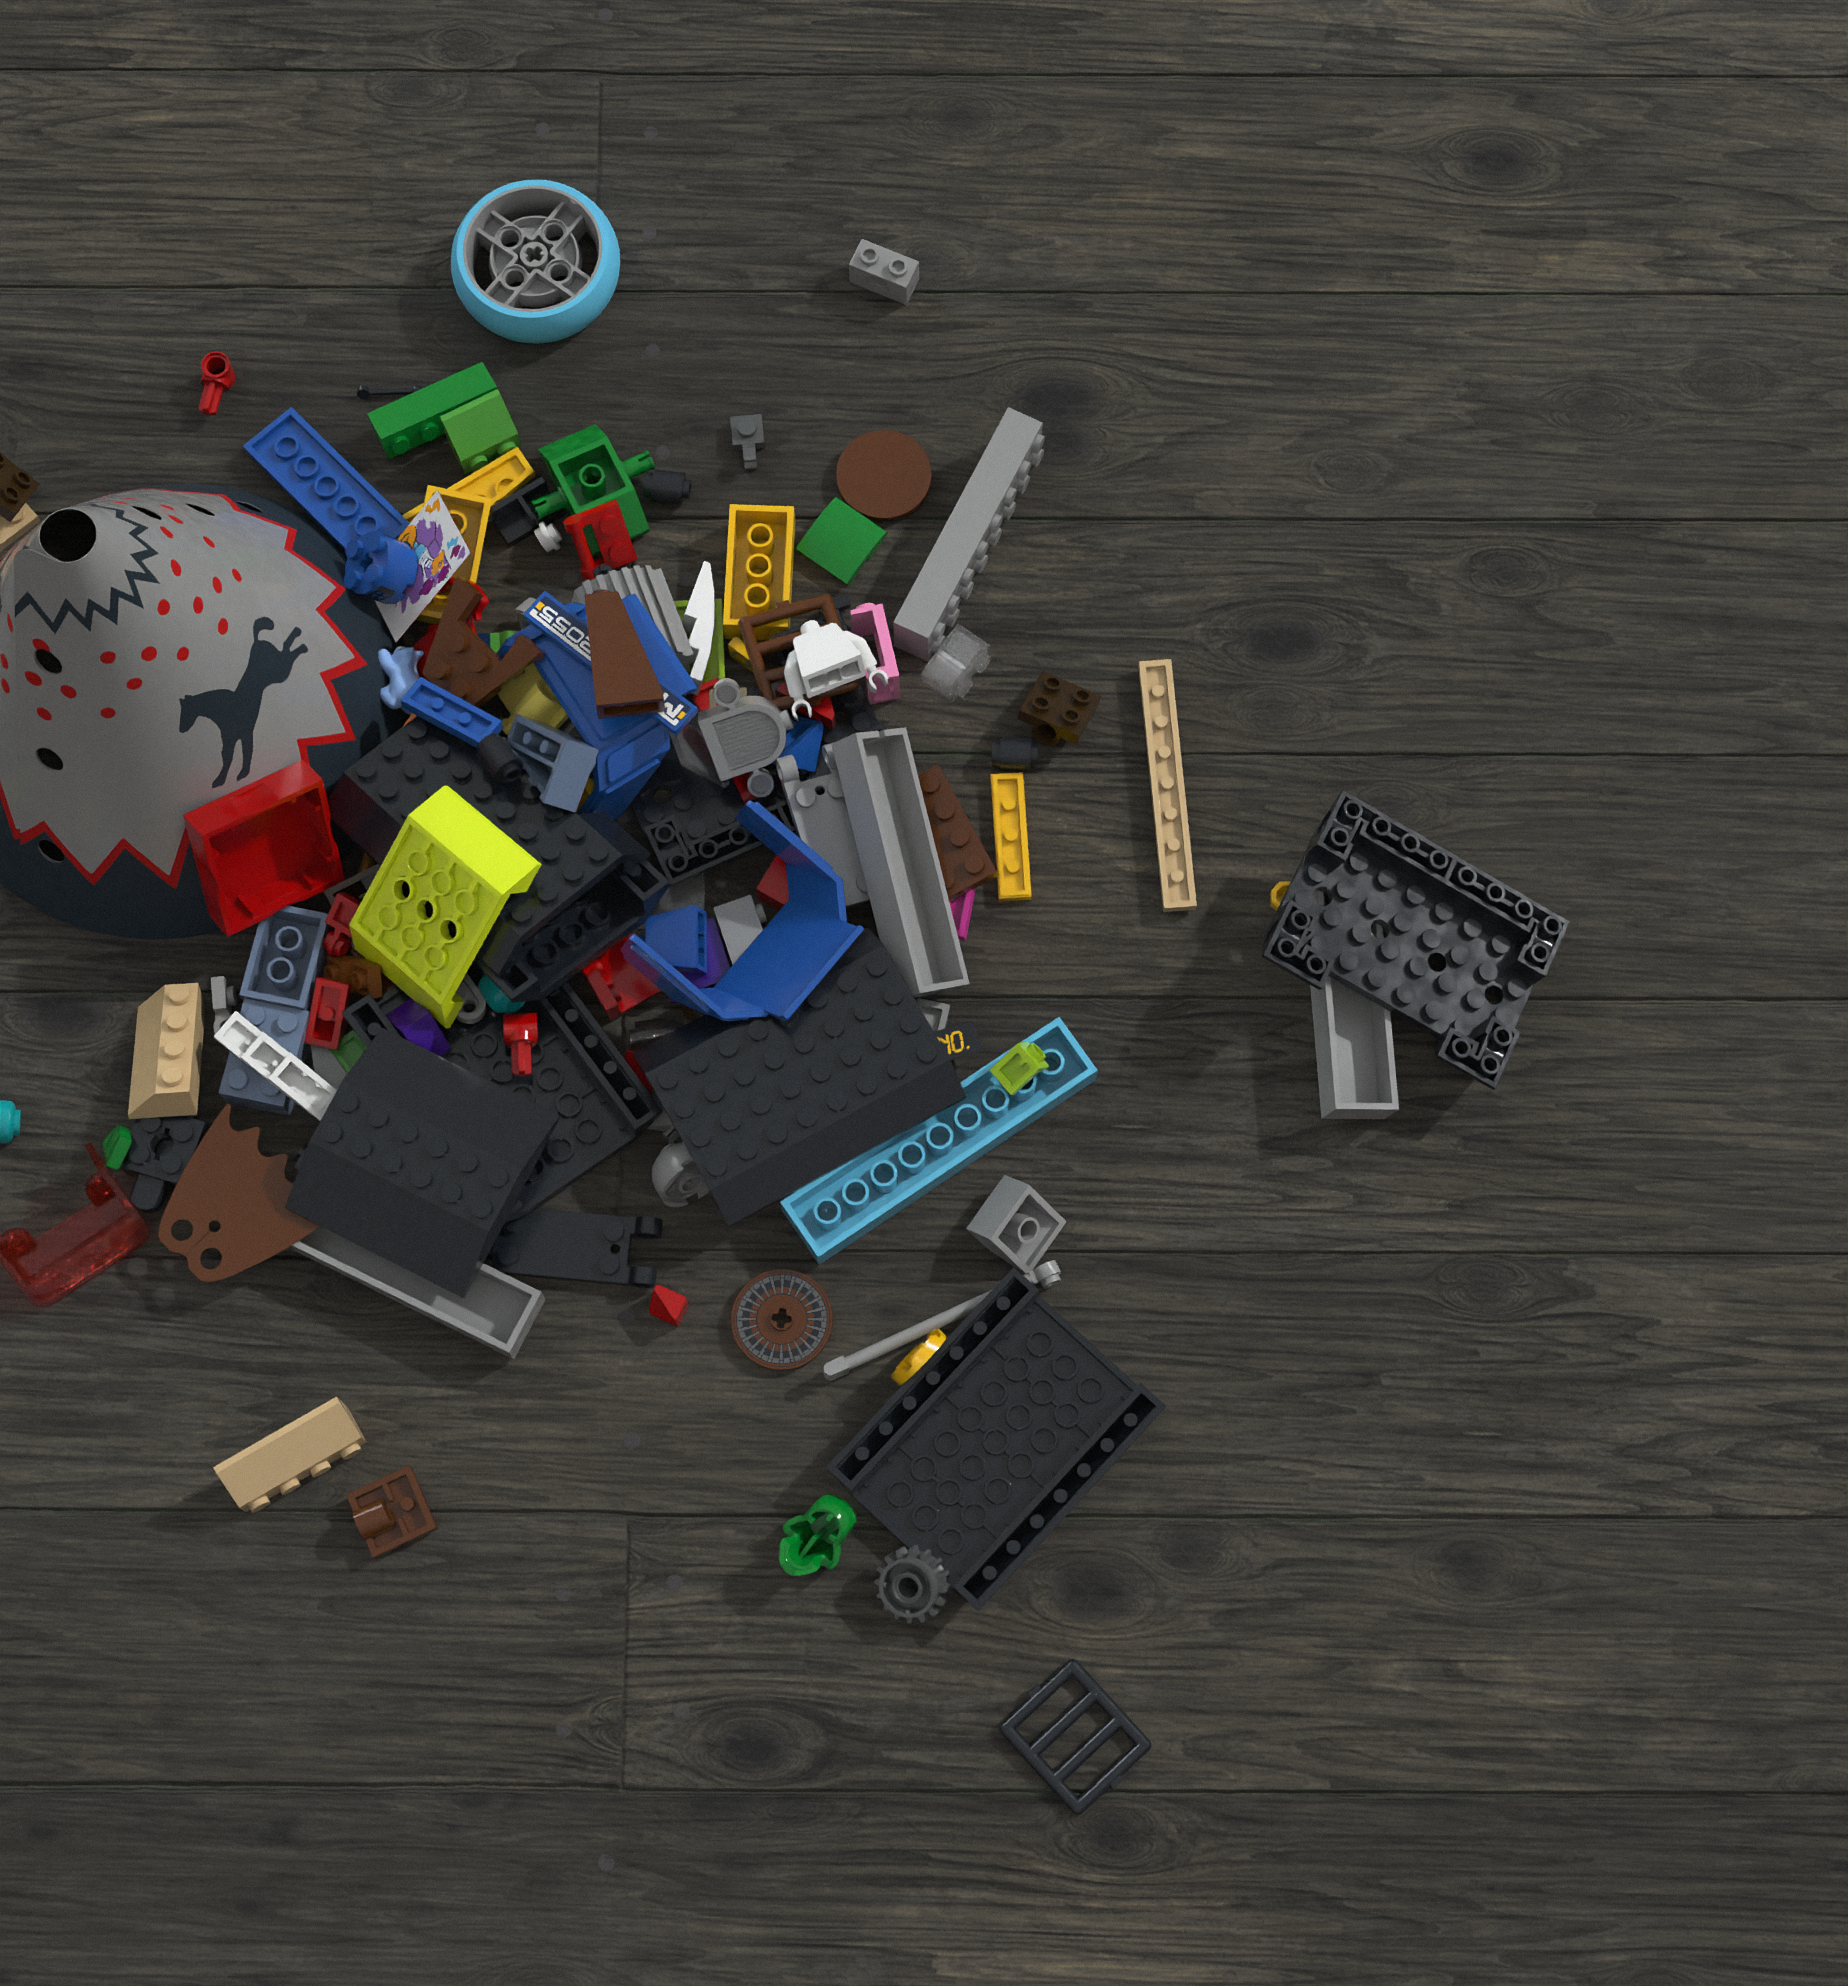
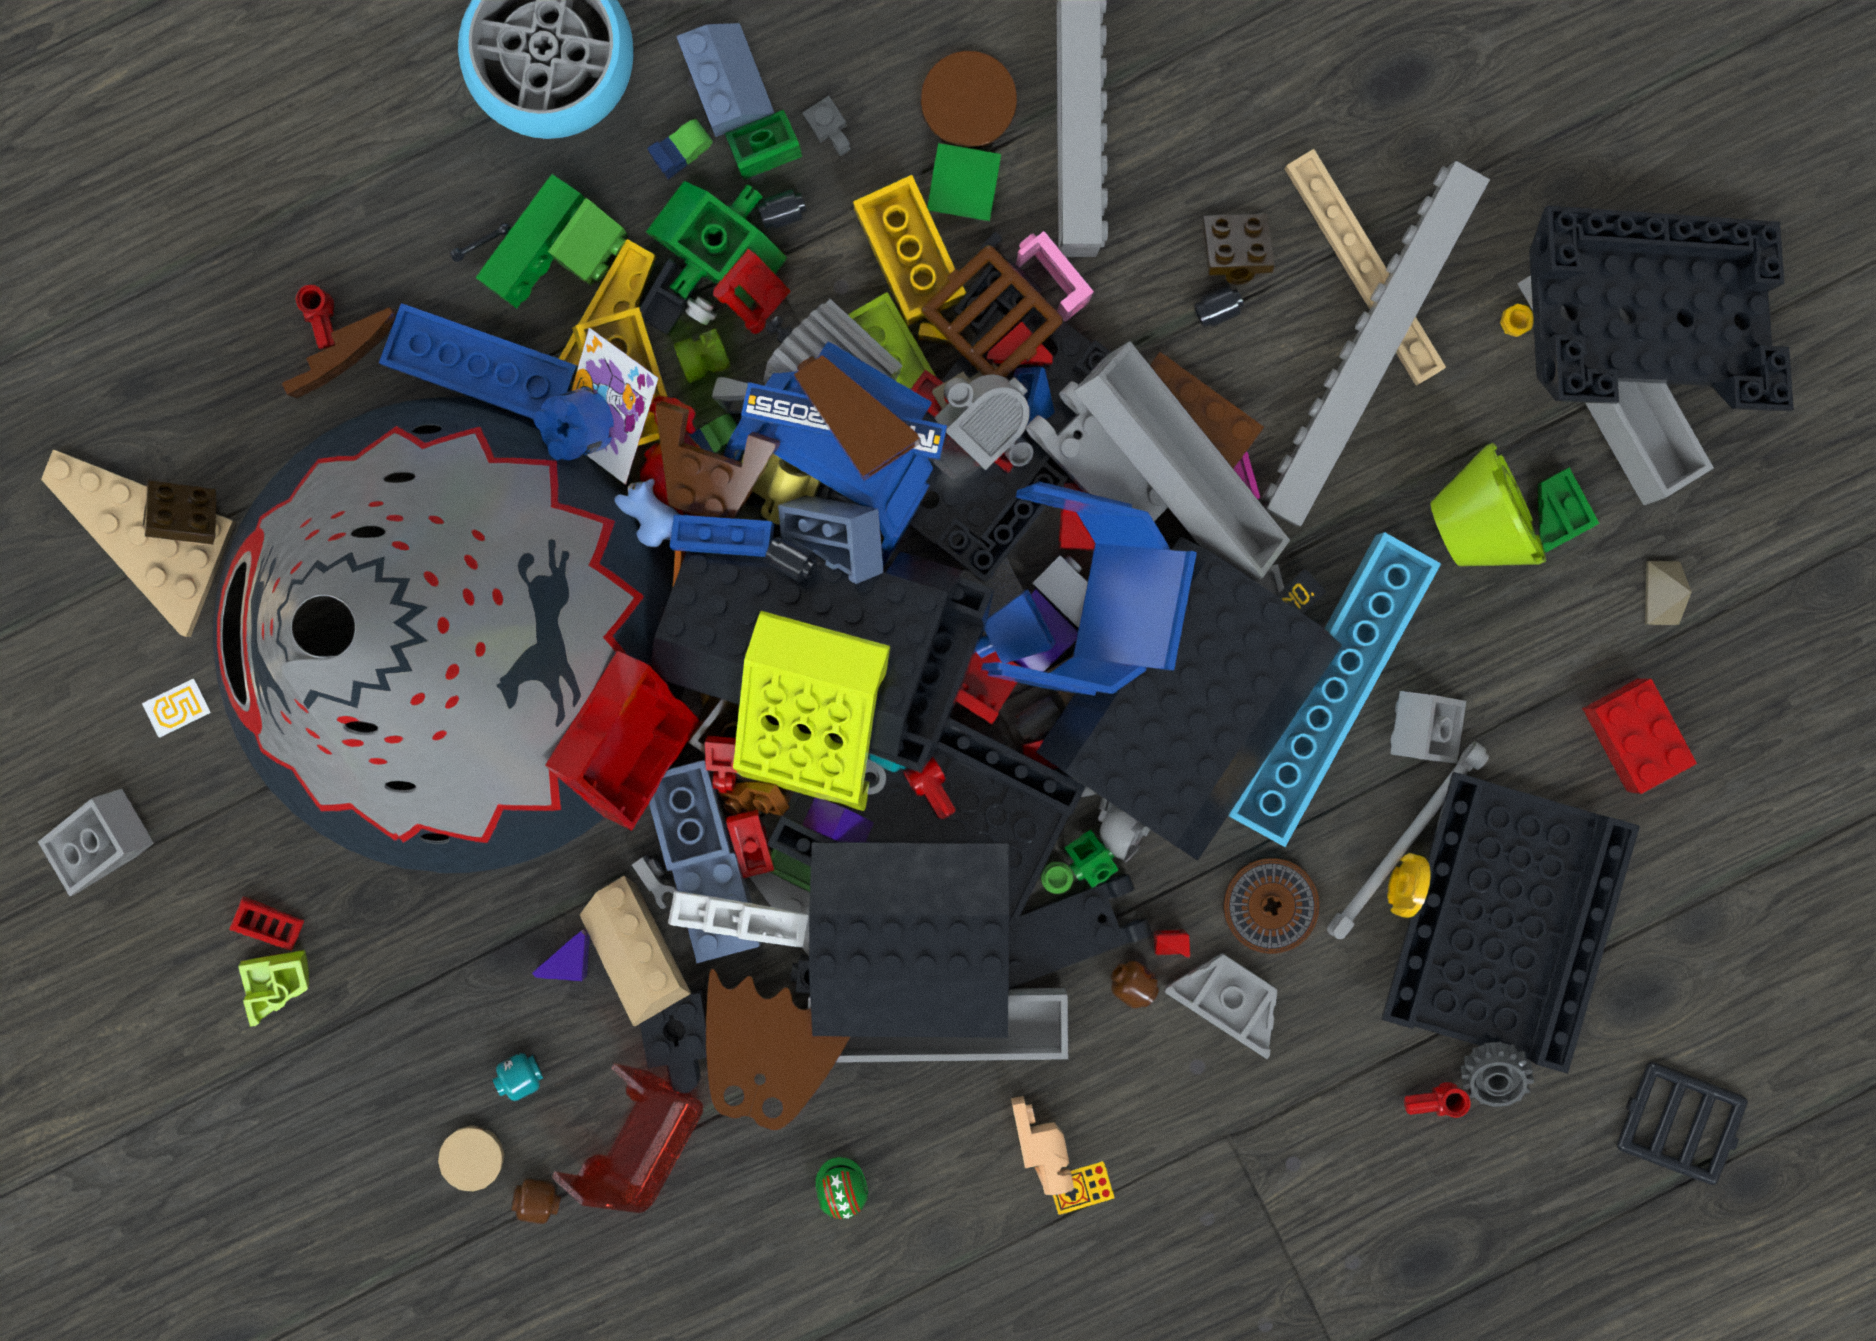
camera: 30 degrees left, 15 degrees up
(104, 1038) = (569, 961): none -> dark purple slope
(116, 1146) = (636, 1052): green tile -> none
(226, 422) = (350, 346): none -> reddish brown slope
(231, 1377) = (841, 1190): none -> green helmet
(291, 1455) = (928, 1229): tan slope -> none
(391, 1511) = (1034, 1229): reddish brown plate -> none
(442, 1435) = (1044, 1148): none -> light nougat plate
(459, 1500) = (1090, 1187): none -> yellow sticker
(516, 571) = (690, 355): none -> clear neon green wheel
(594, 1191) = (1057, 877): none -> bright green plate
(607, 396) = (680, 148): none -> leg
(611, 1324) = (1134, 984): none -> reddish brown head
(633, 1185) = (1091, 859): none -> green brick
(678, 356) = (725, 76): none -> sand blue slope
(680, 429) = (763, 144): none -> green slope
(696, 1388) = (1230, 1000): none -> light grey wing
(700, 623) = (884, 324): white slope -> none
(816, 1536) = (1399, 1076): green head -> none
(825, 660) = (1027, 315): white torso -> none
(840, 1584) = (1437, 1101): none -> red axle
(956, 663) = (1125, 248): clear brick -> none
(1010, 837) = (1250, 382): yellow tile -> none
(1019, 1066) = (1378, 597): lime bracket -> none
(1135, 851) = (1375, 343): none -> light grey brick
(1164, 1046) = (1486, 516): none -> lime cone
(1213, 1330) = (1639, 736): none -> red brick
(1243, 1089) = (1562, 510): none -> green wing
(1305, 1214) = (1665, 593): none -> dark tan slope

